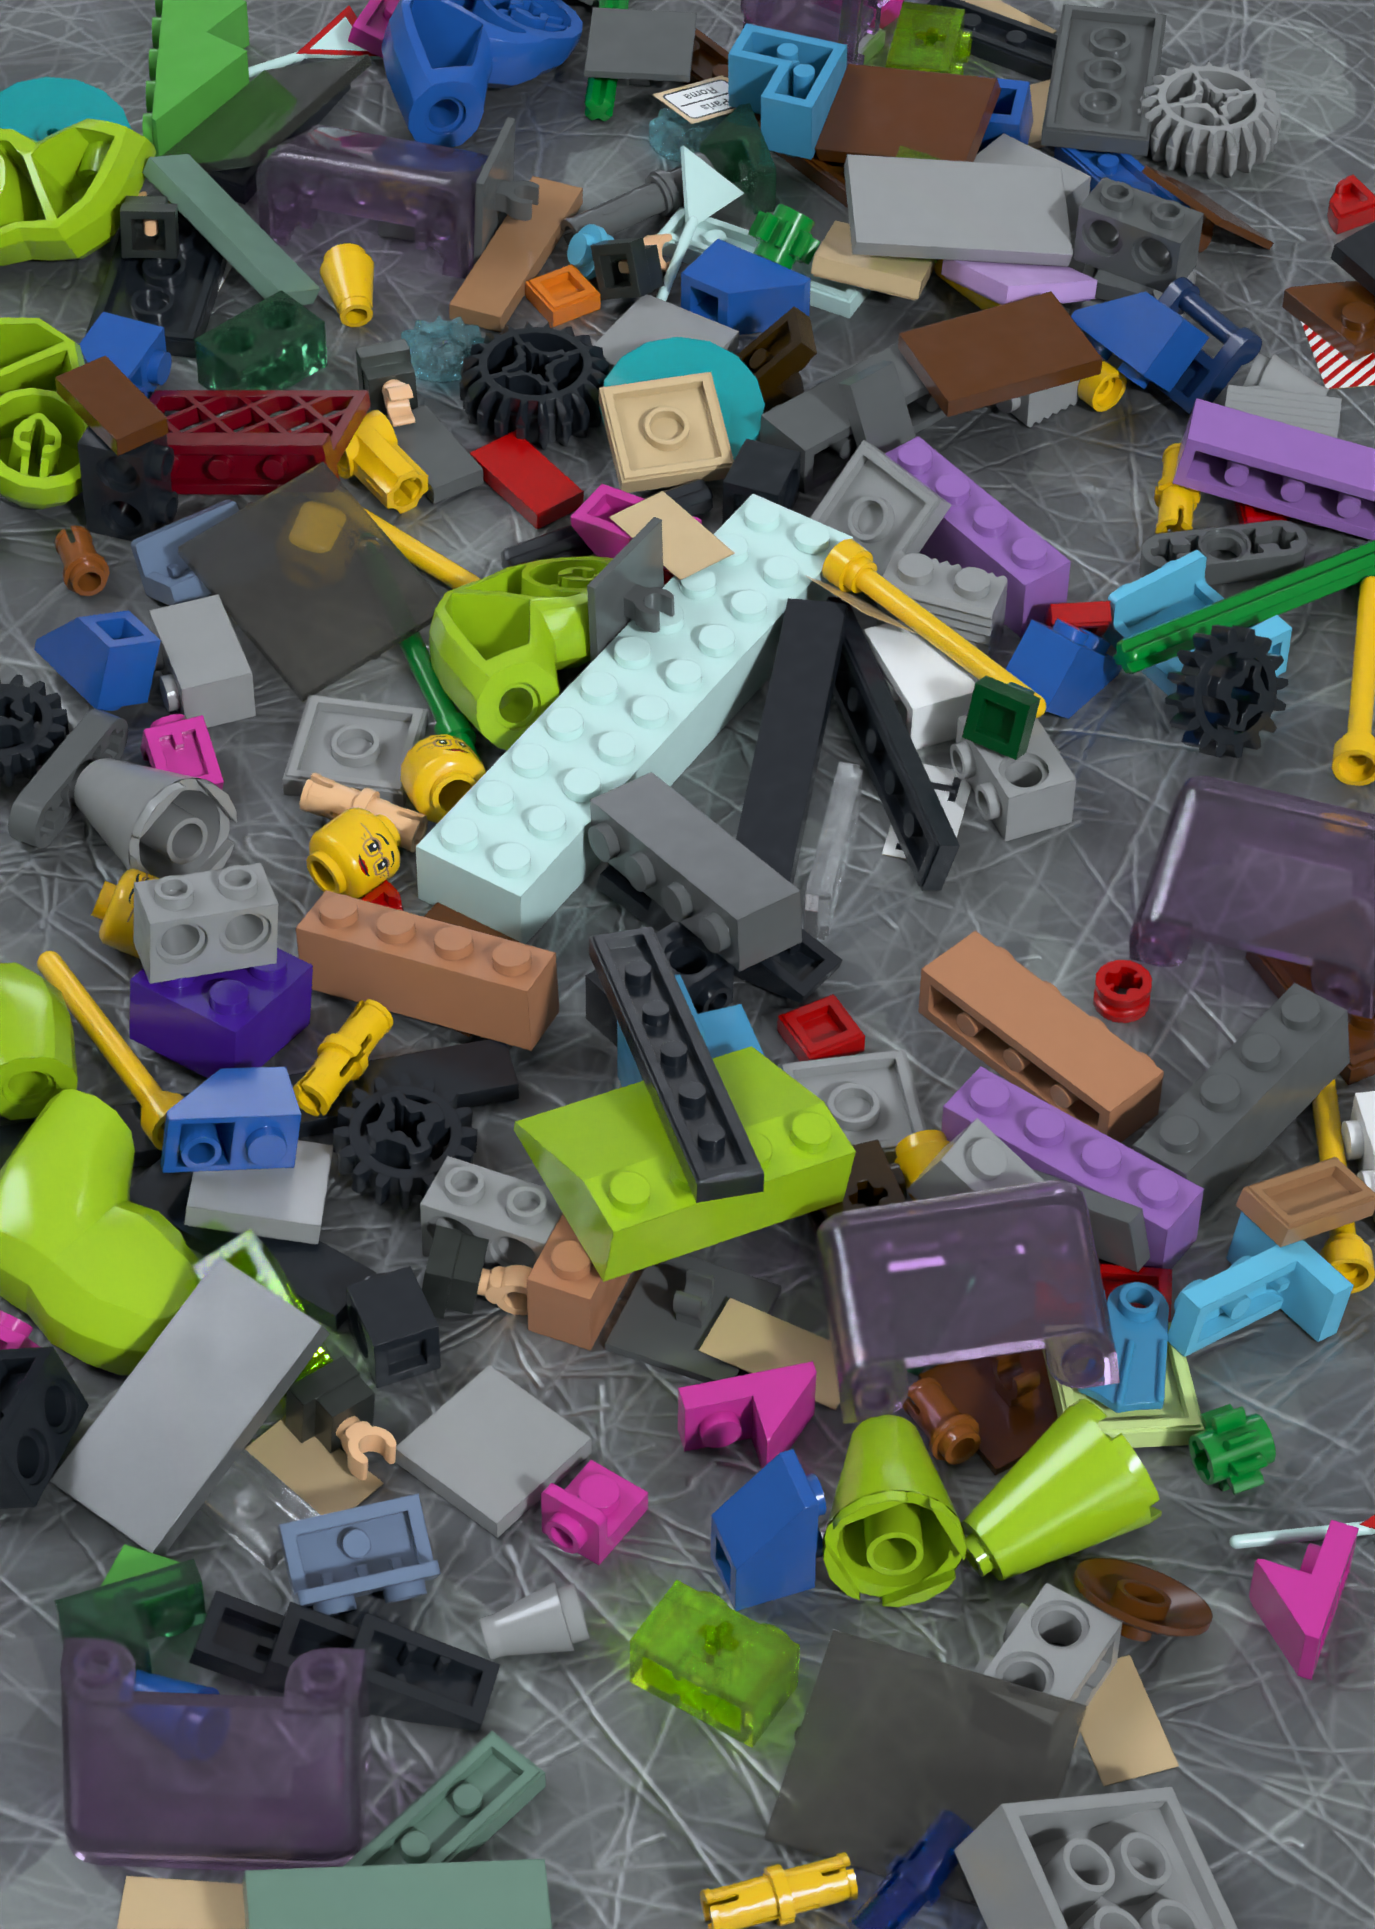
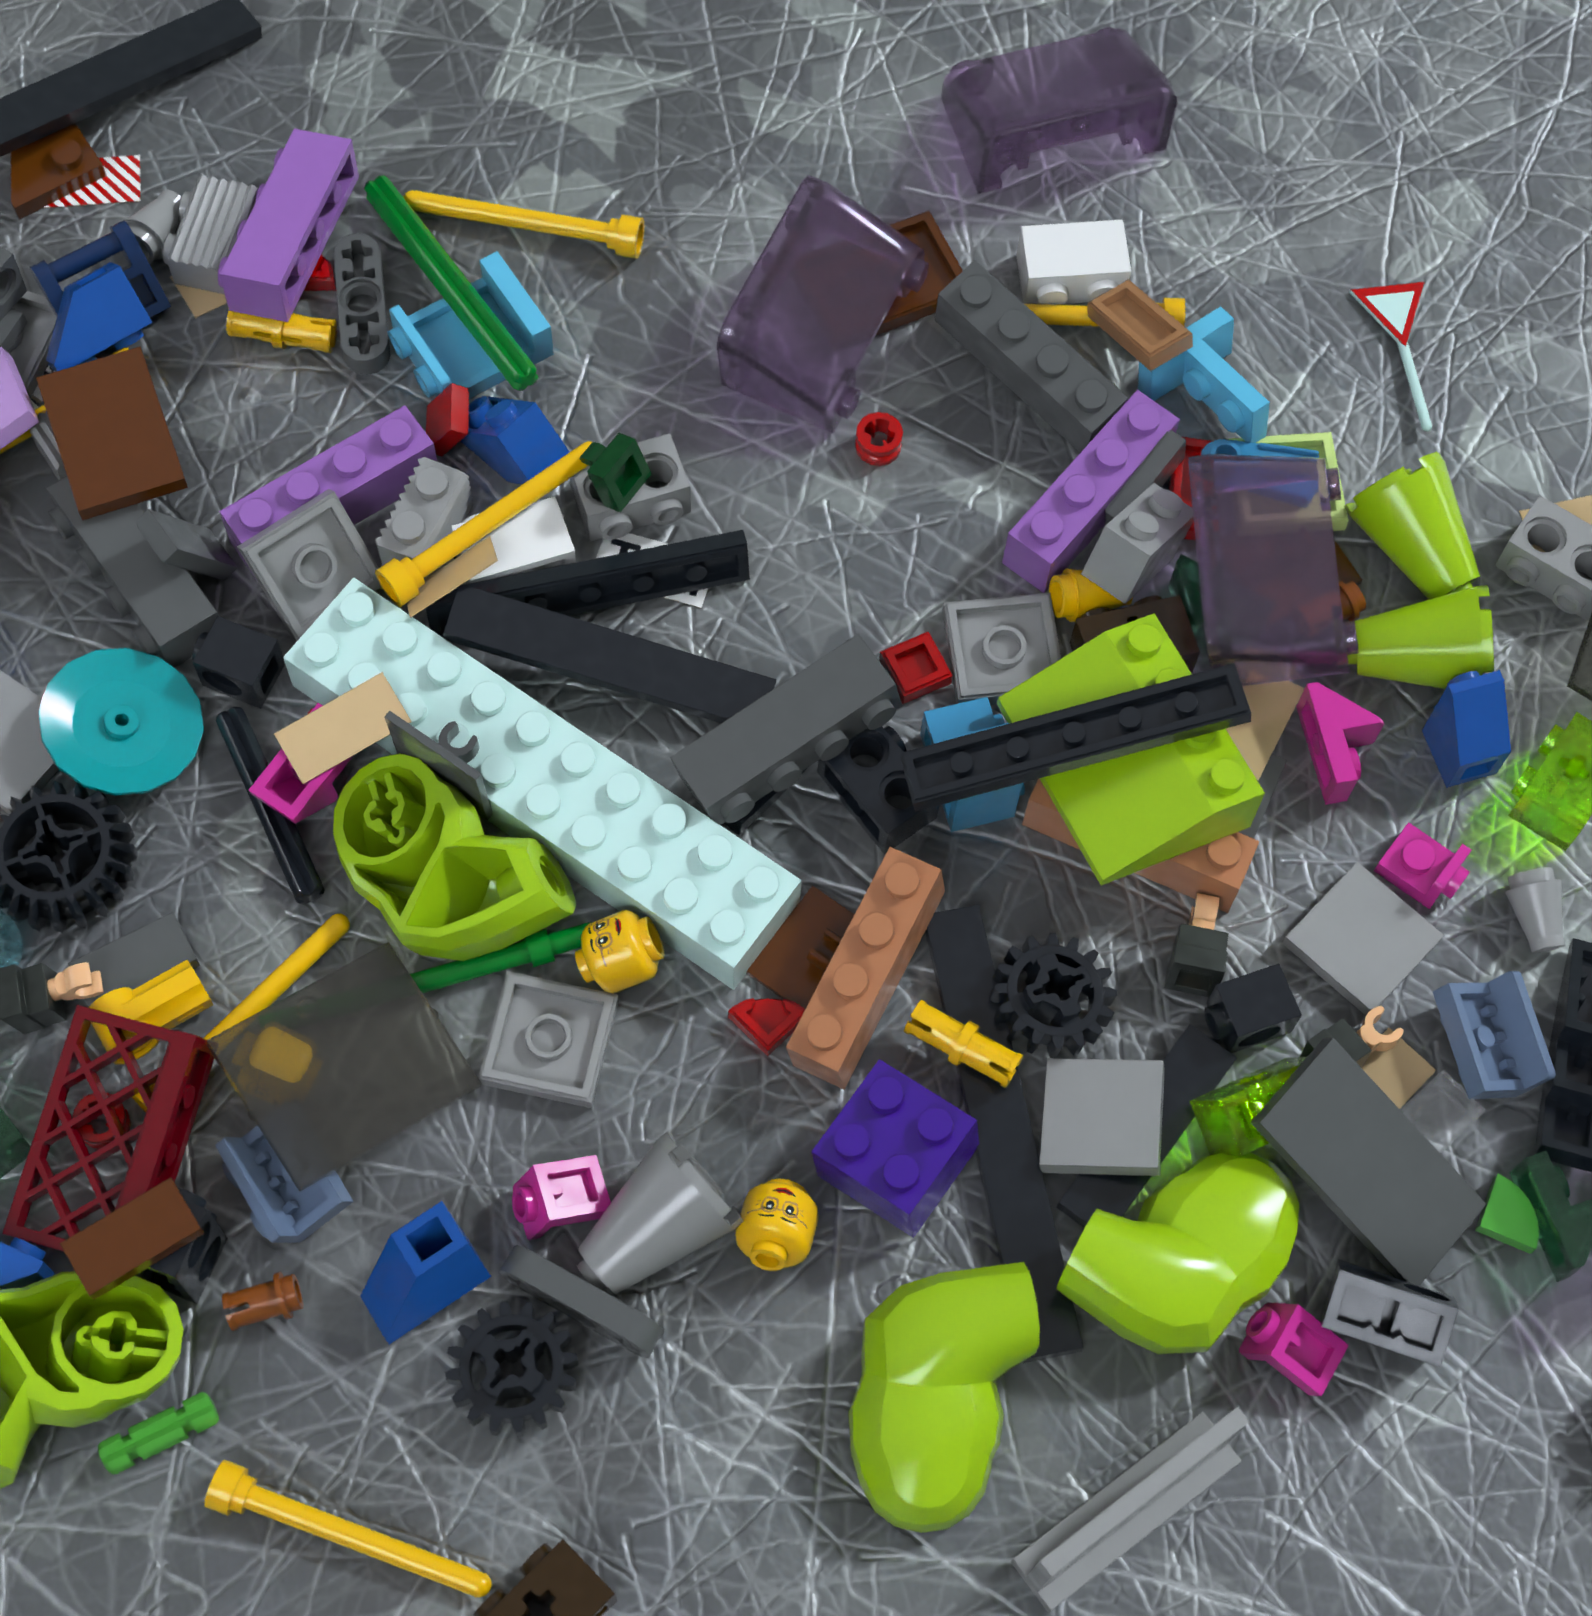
camera: 90 degrees left, 20 degrees up
(113, 1047) = (1030, 1196): yellow piece -> none
(202, 662) = (433, 1168): light grey brick -> none
(205, 922) = (878, 1134): light grey brick -> none
(234, 1123) = (1062, 1126): blue slope -> none
(330, 799) = (641, 1029): light nougat pin -> none
(354, 853) = (708, 1033): yellow head -> none
(490, 1206) = (1149, 923): light grey brick -> none
(528, 480) = (185, 874): red tile -> none
(665, 432) = (160, 736): tan tile -> none
(779, 356) = (65, 626): dark brown slope -> none
(833, 850) = (719, 636): clear tile -> none
(1039, 1038) = (943, 499): nougat brick -> none
(1142, 1599) = (1500, 485): reddish brown dish -> none
(1226, 691) = (573, 308): black gear -> none
(1232, 1449) = (1359, 412): green gear -> none
(1303, 1602) = (1496, 380): dark pink slope -> none

